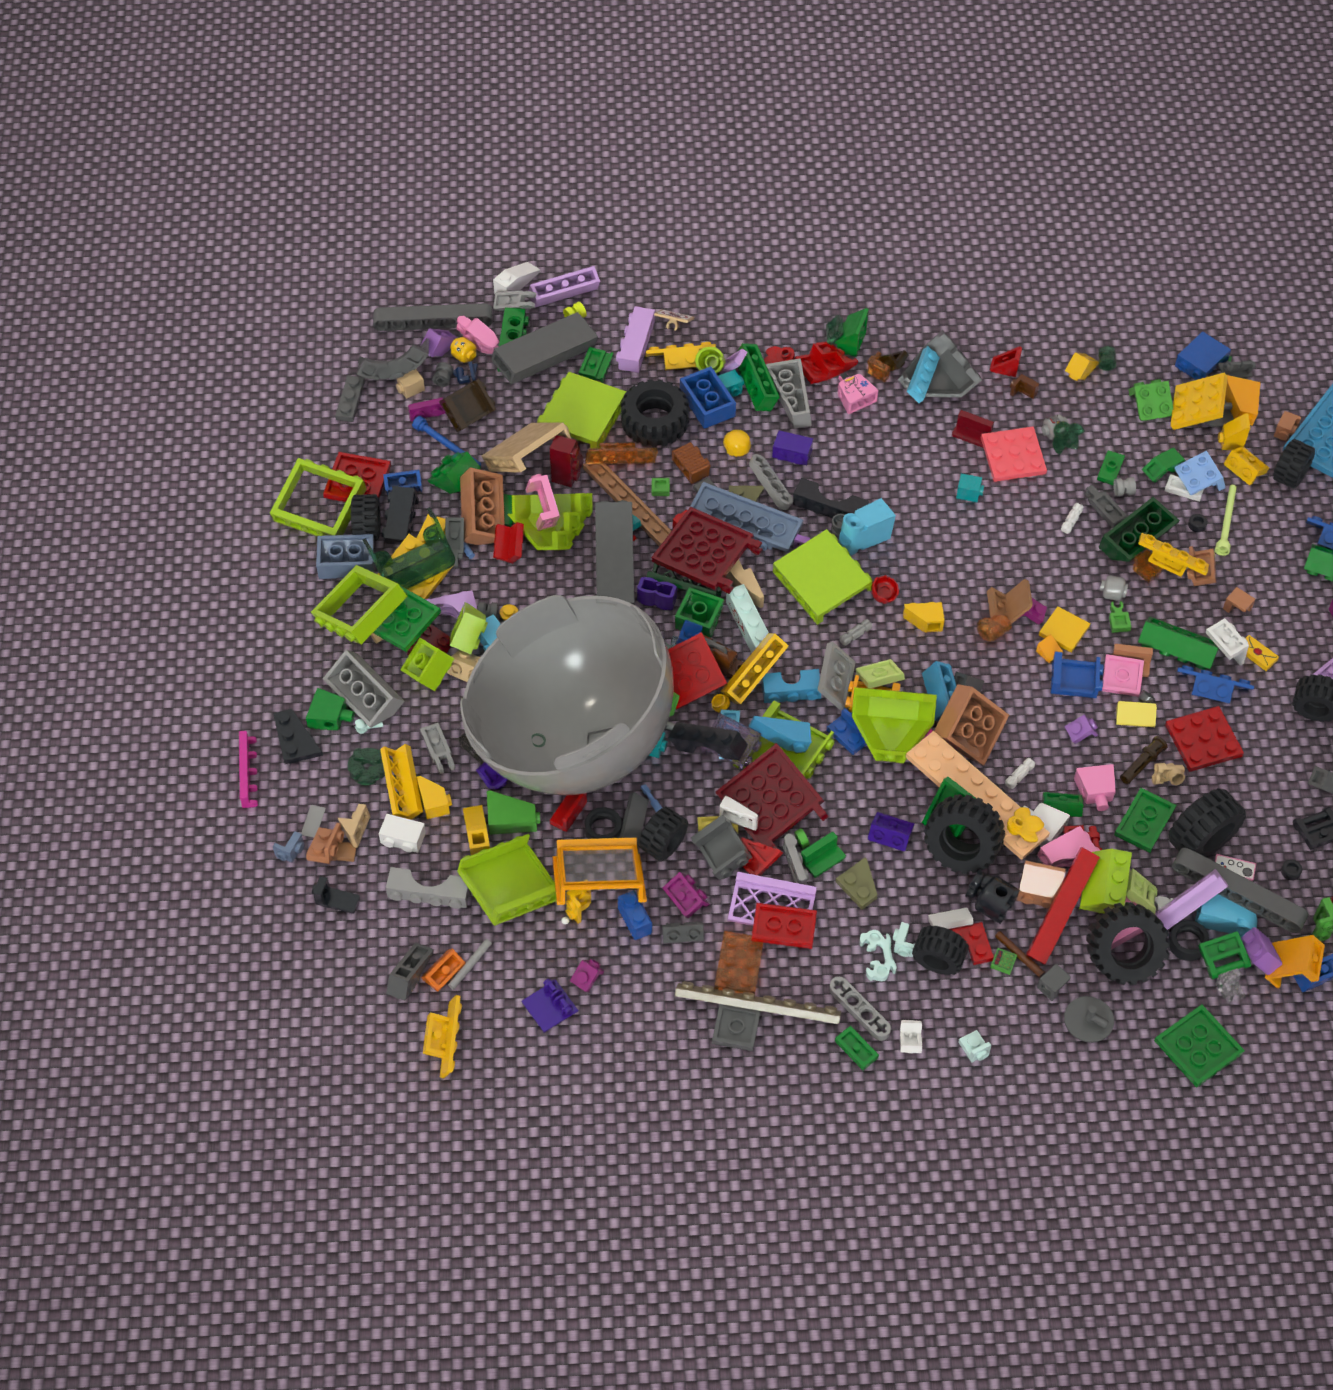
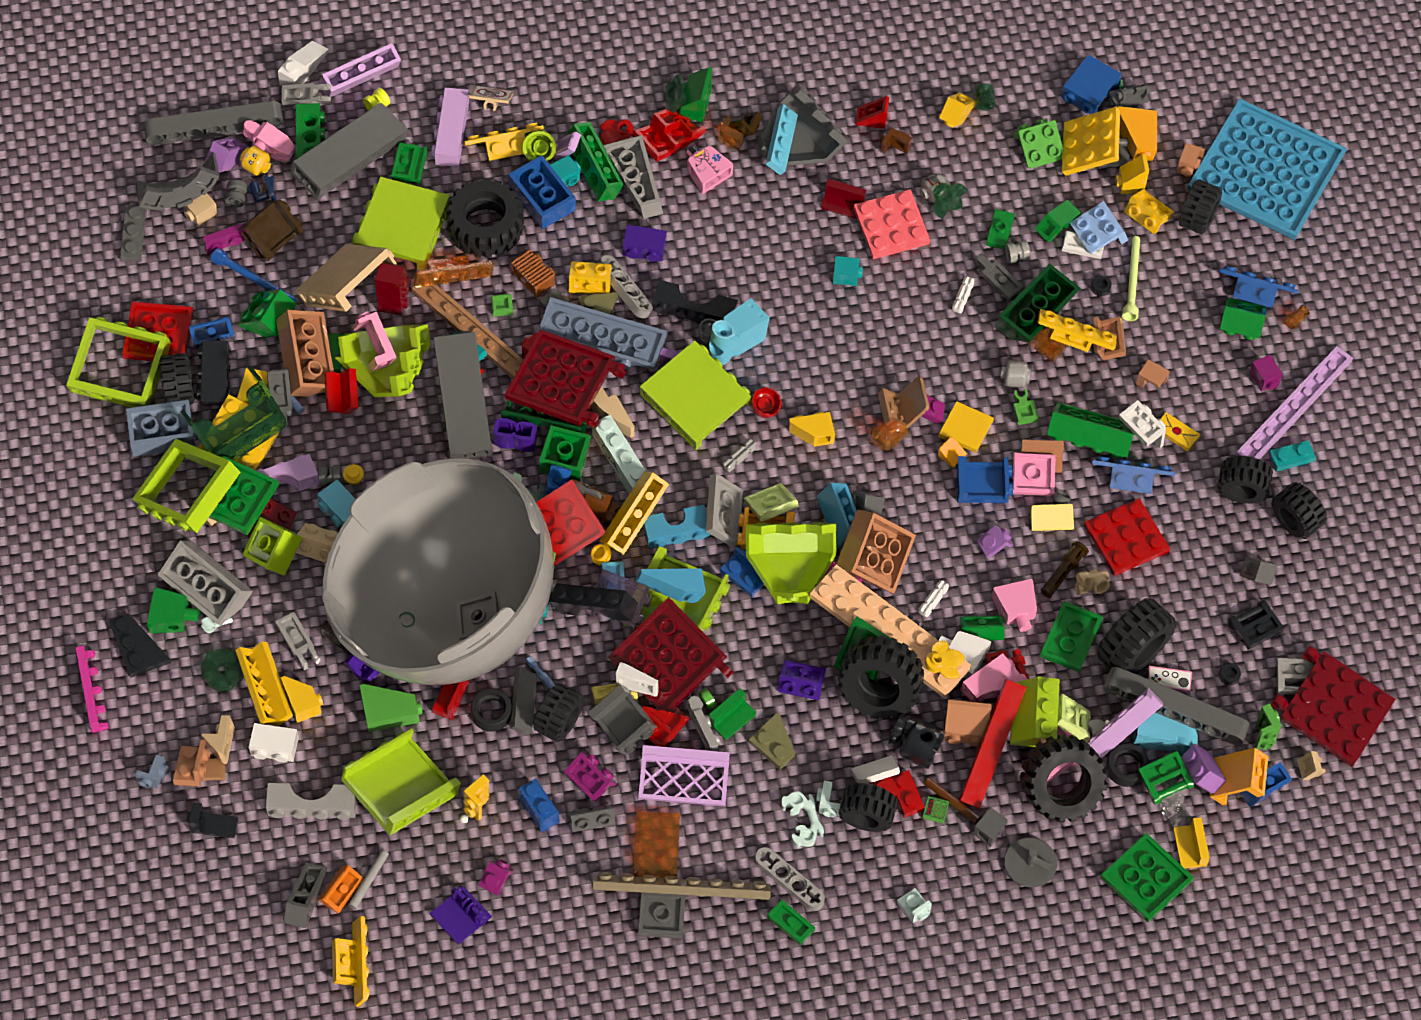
camera: 10 degrees left, 5 degrees up
(313, 821) = (172, 739): light grey sticker -> none
(468, 628) = (311, 500): lime slope -> none
(476, 829) = (354, 729): yellow slope -> none
(597, 865) = (492, 757): piece -> none
(737, 443) = (581, 243): yellow hair -> none
(740, 471) = (589, 278): none -> yellow bracket
(784, 925) = (699, 798): red tile -> none
(910, 1036) = (846, 904): white bracket -> none
(1244, 1020) = (1192, 844): none -> yellow panel

